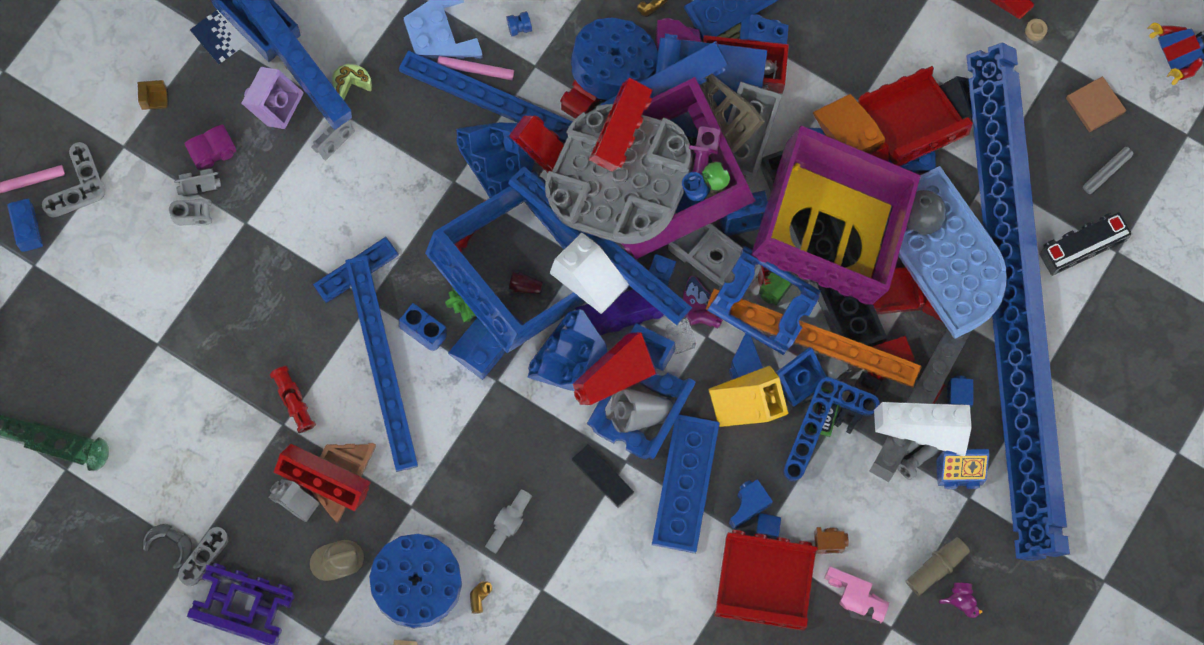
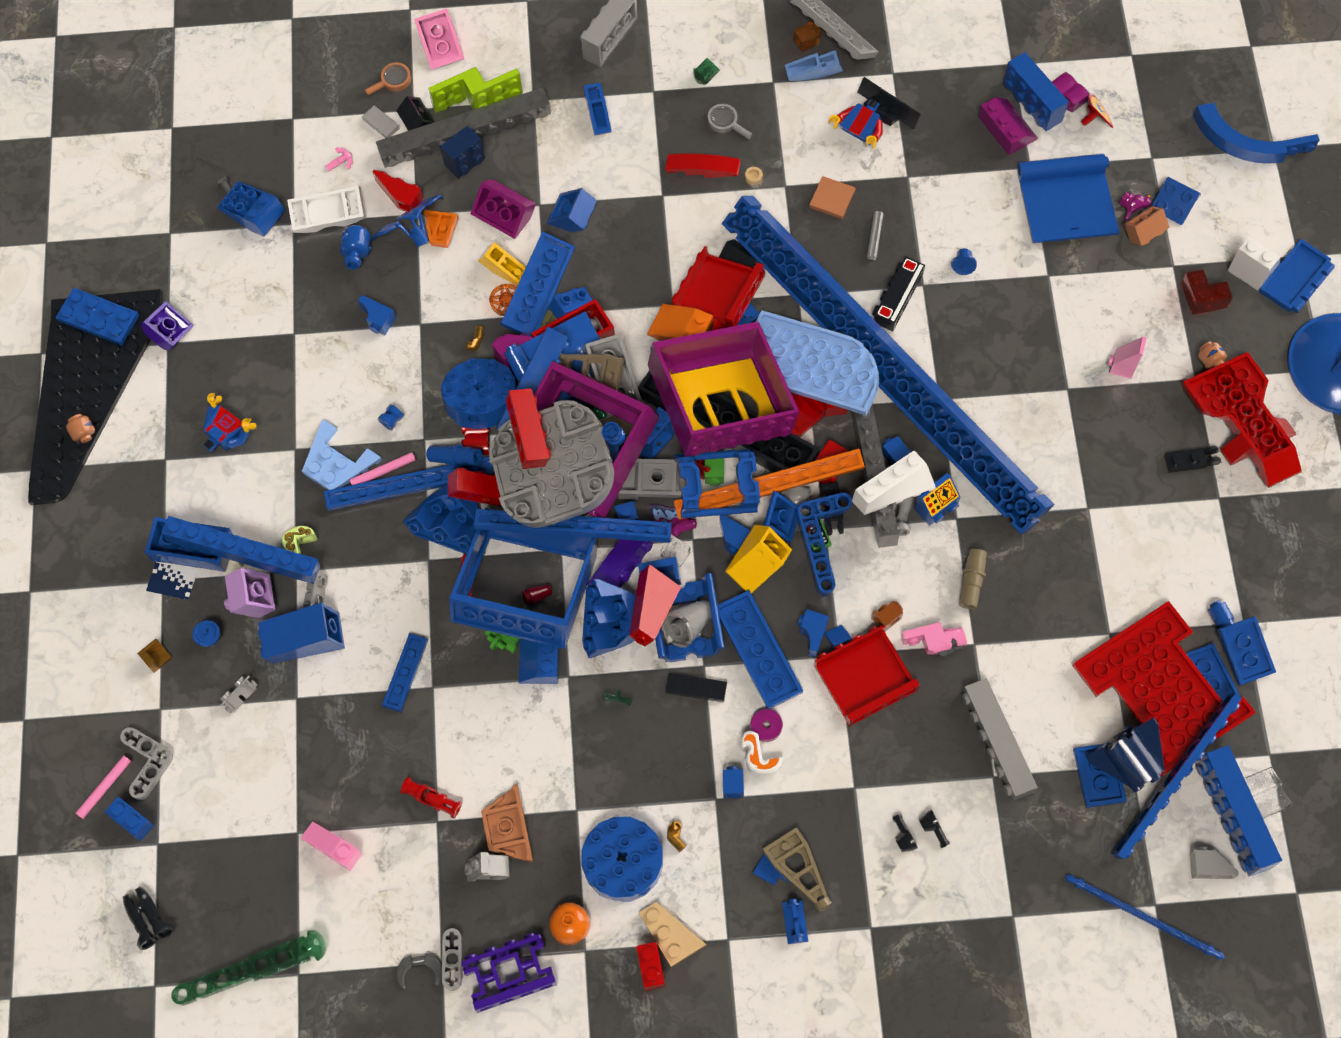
camera: 30 degrees left, 5 degrees down
(176, 378) = (331, 846): none -> bright pink slope
(192, 212) = (251, 718): light grey piece -> none
(209, 107) = (206, 633): none -> blue piece
(210, 147) = (228, 662): magenta brick -> none
(291, 168) = (301, 634): none -> blue slope
(322, 477) = (498, 834): red brick -> none
(327, 603) = (569, 923): none -> orange cylinder
(336, 560) = (552, 888): dark tan piece -> none
(381, 363) = (477, 724): blue plate -> none
(420, 336) = (491, 685): blue piece -> none
(508, 521) = (655, 768): light grey pin -> none
(524, 433) = (607, 697): none -> clear green piece
(549, 102) = (454, 455): none -> blue piece
(567, 587) = (733, 782): none -> blue brick
(589, 273) = (581, 549): white slope -> none
(603, 579) = (754, 760): none -> white animal
(635, 548) = (767, 716): none -> magenta piece
(703, 151) = (600, 405): magenta bracket -> none
(716, 176) = (623, 415): bright green piece -> none
(927, 213) = (781, 344): dark grey cylinder -> none
(963, 599) = (1007, 588): magenta animal -> none
(1173, 258) = (964, 262): none -> blue piece

